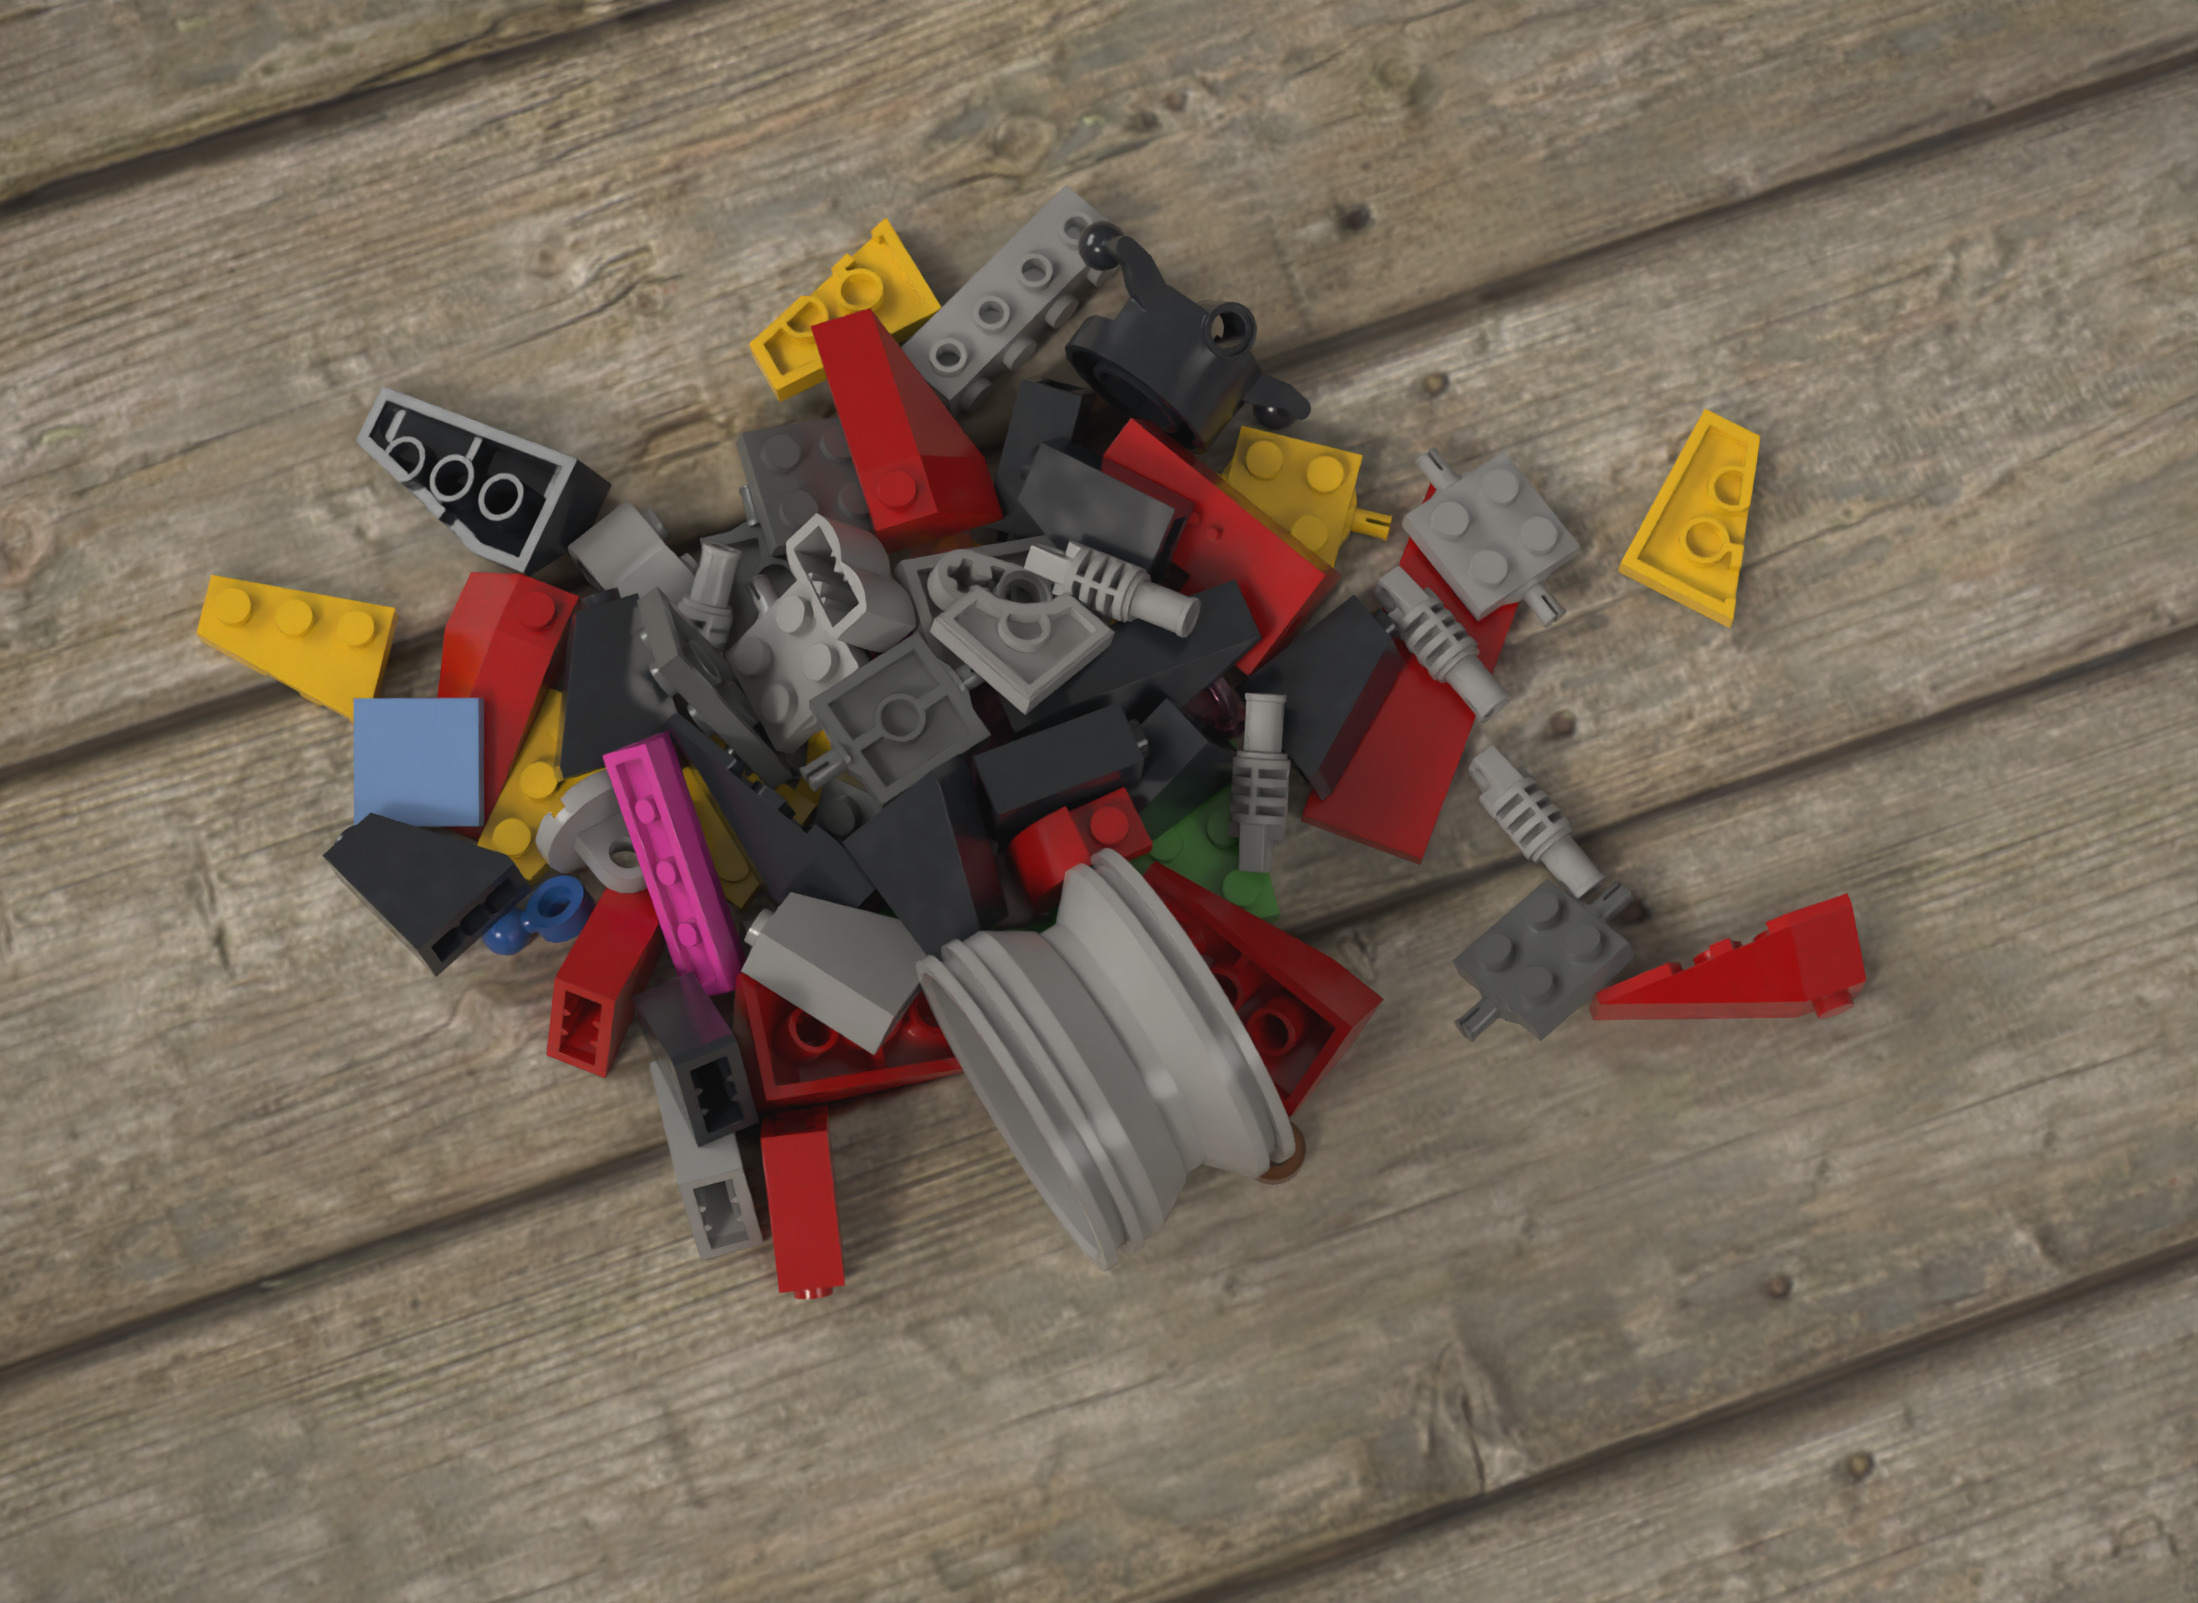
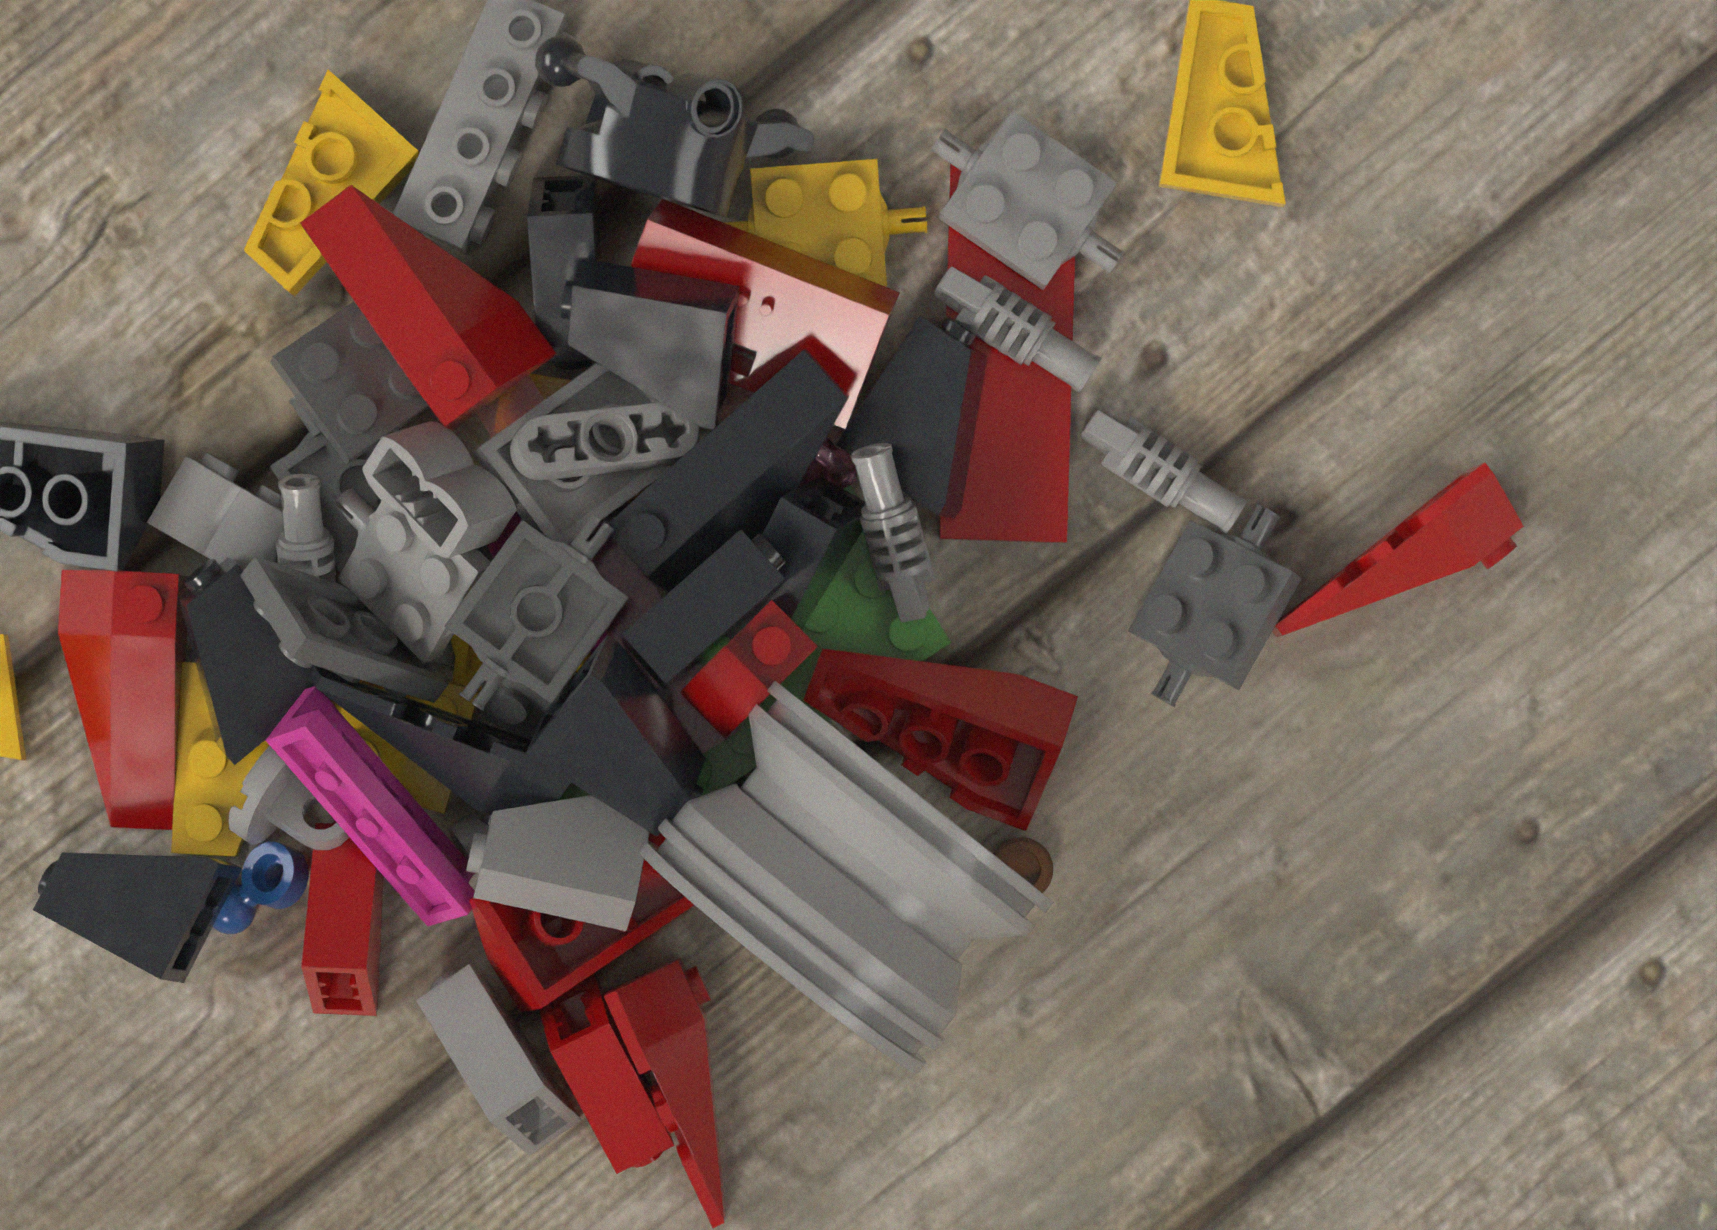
camera: 20 degrees left, 15 degrees up
(419, 760) = (87, 782): medium blue tile -> none
(696, 1058) = (459, 993): black slope -> none
(878, 1188) = (669, 1040): none -> red wedge
(1020, 646) = (626, 499): light grey tile -> none
(1112, 587) = (689, 405): light grey hinge -> none

